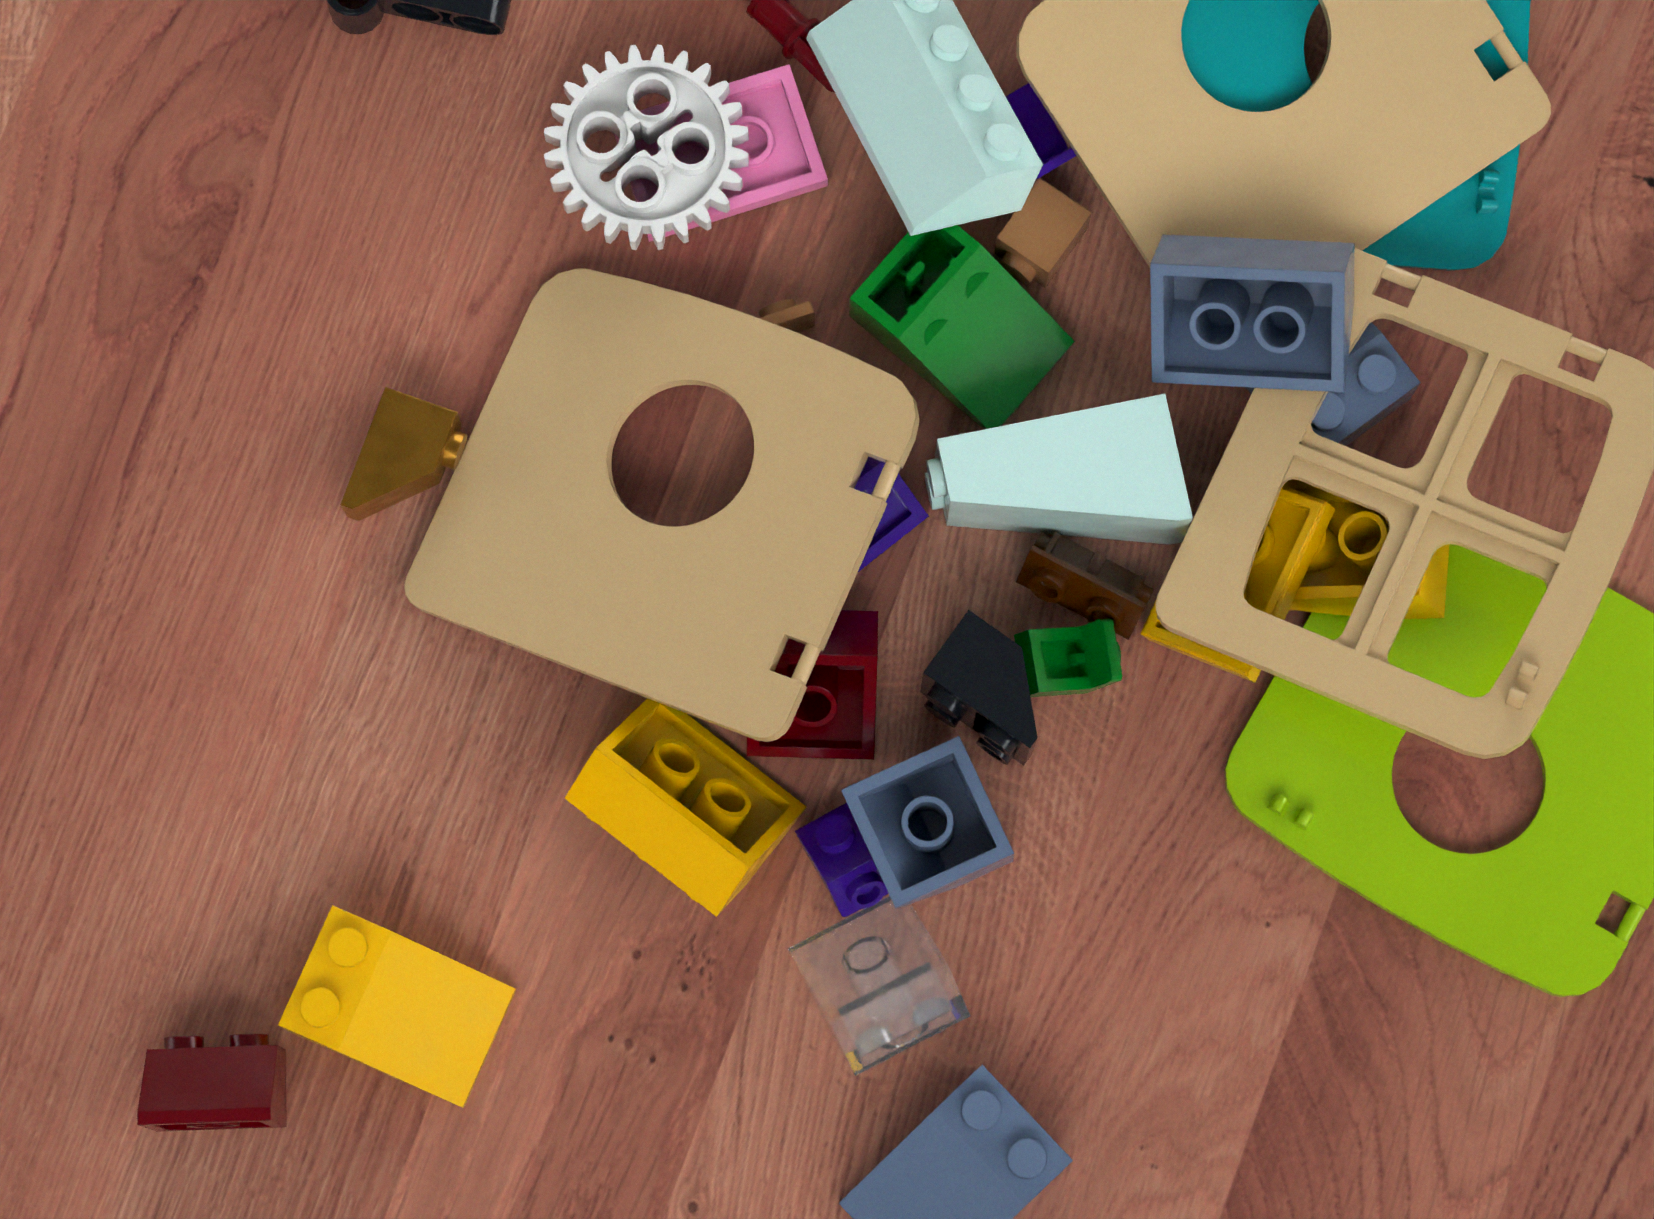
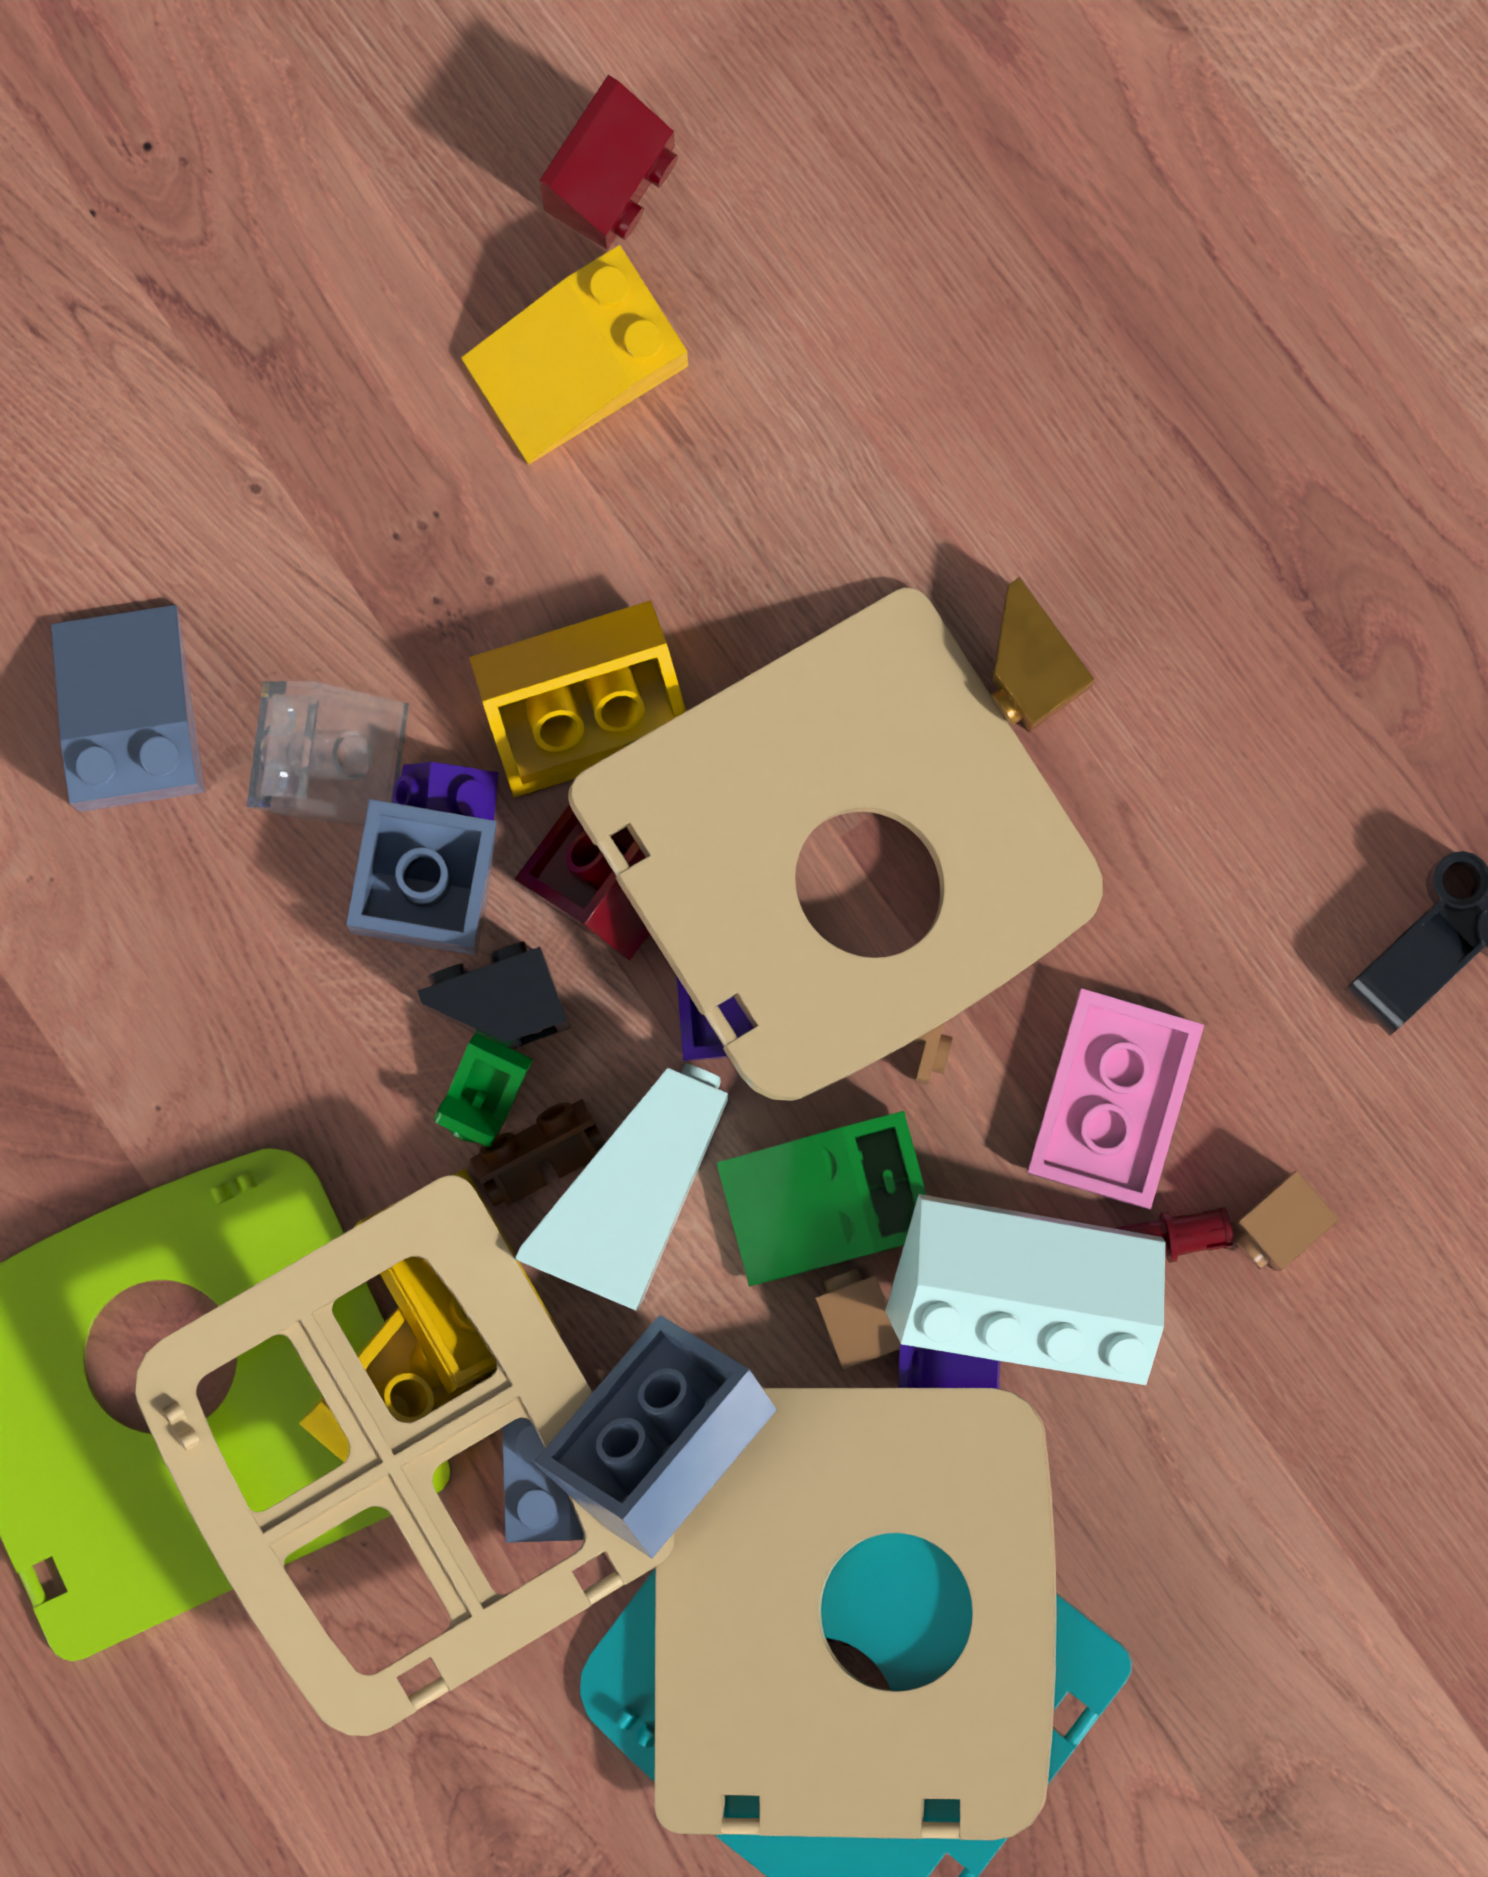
camera: 125 degrees right, 5 degrees up
(610, 105) = (1094, 1035): white gear -> none

